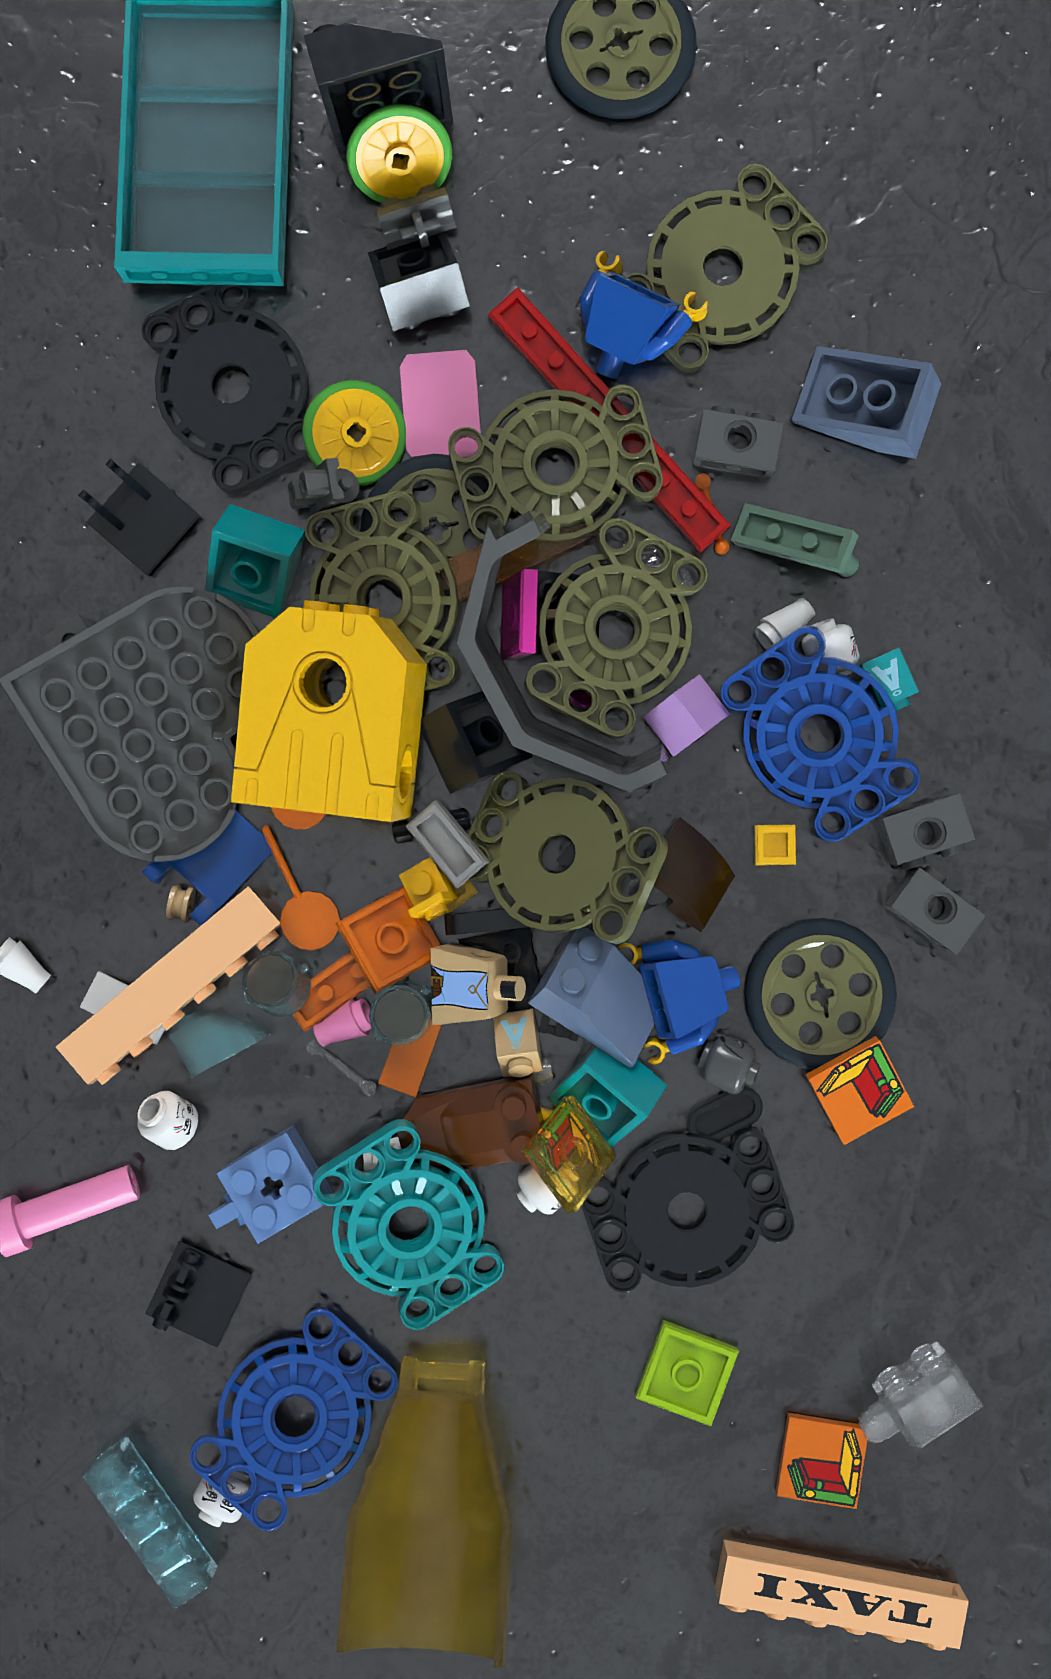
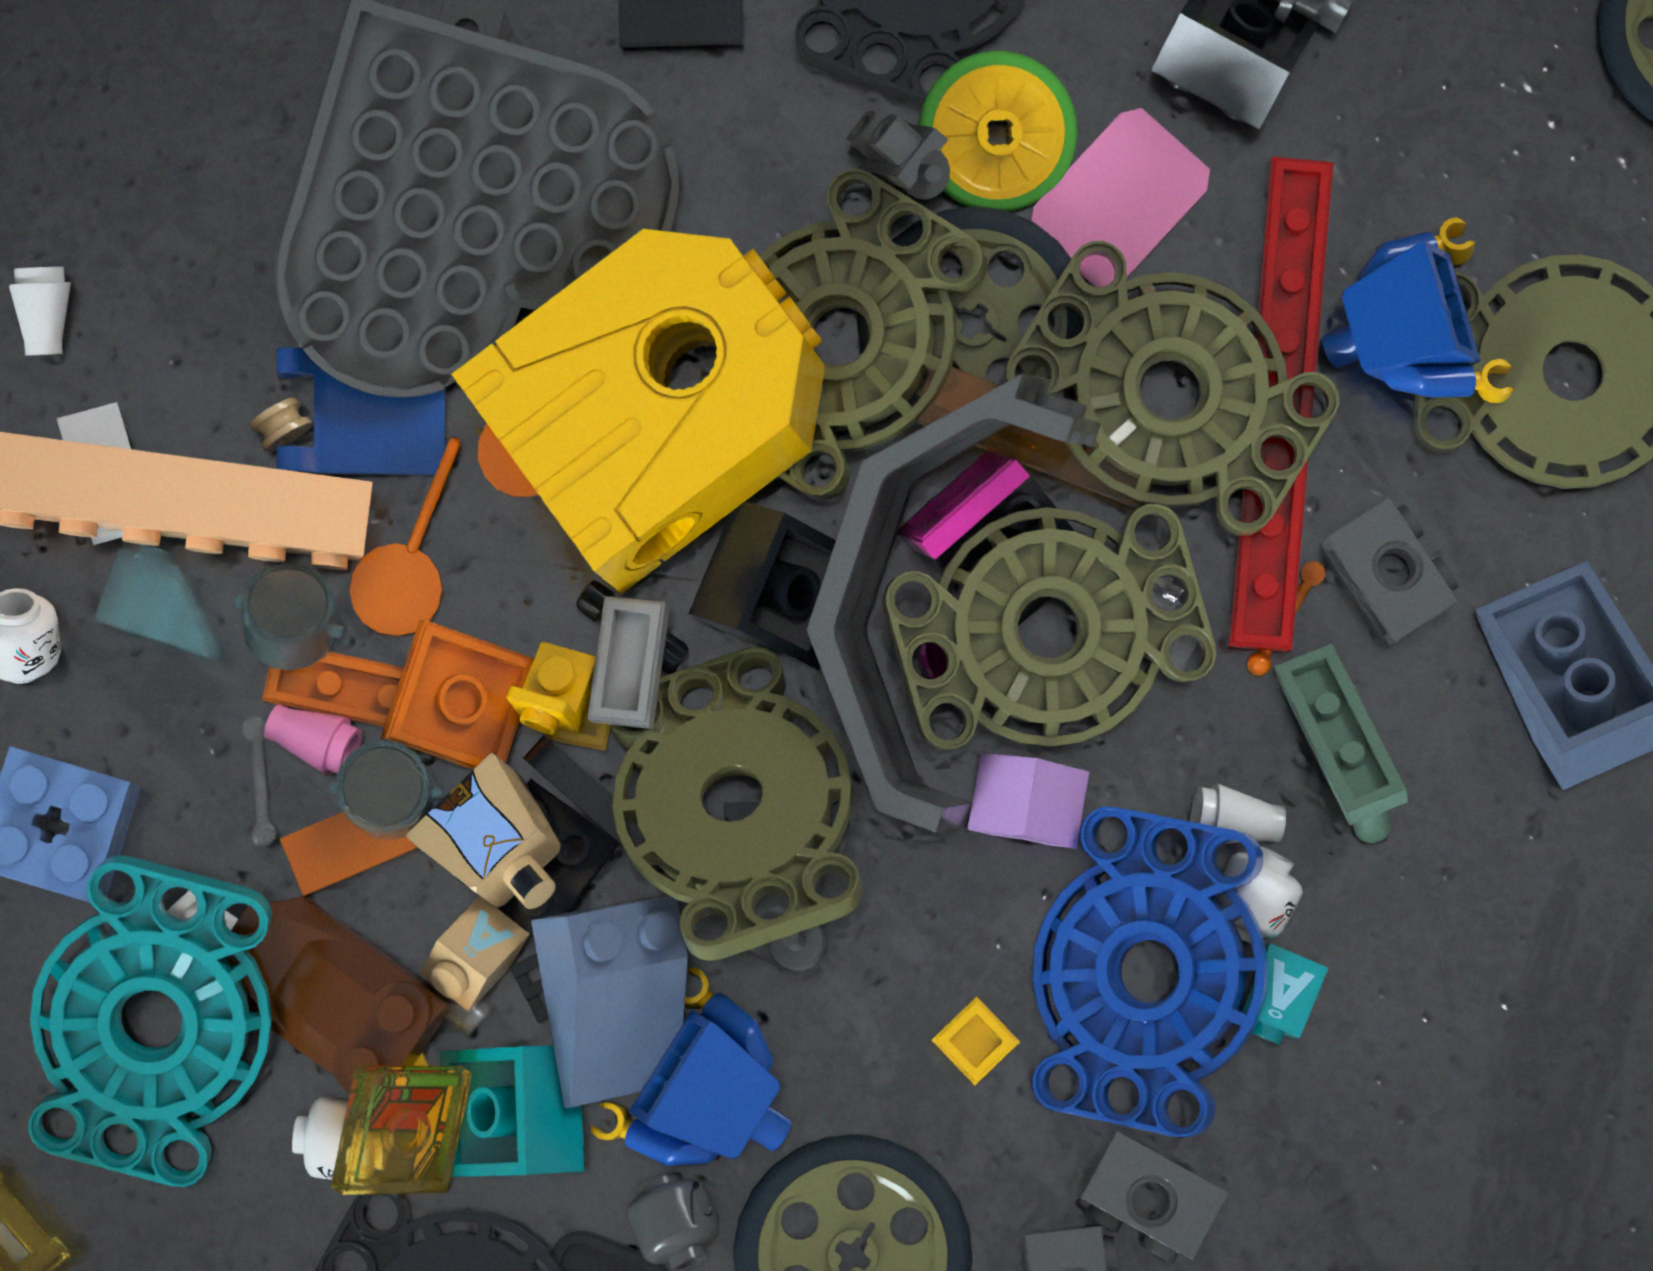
camera: 40 degrees right, 5 degrees down
(253, 560) = (748, 150): teal slope -> none
(693, 875) = (851, 973): dark brown slope -> none

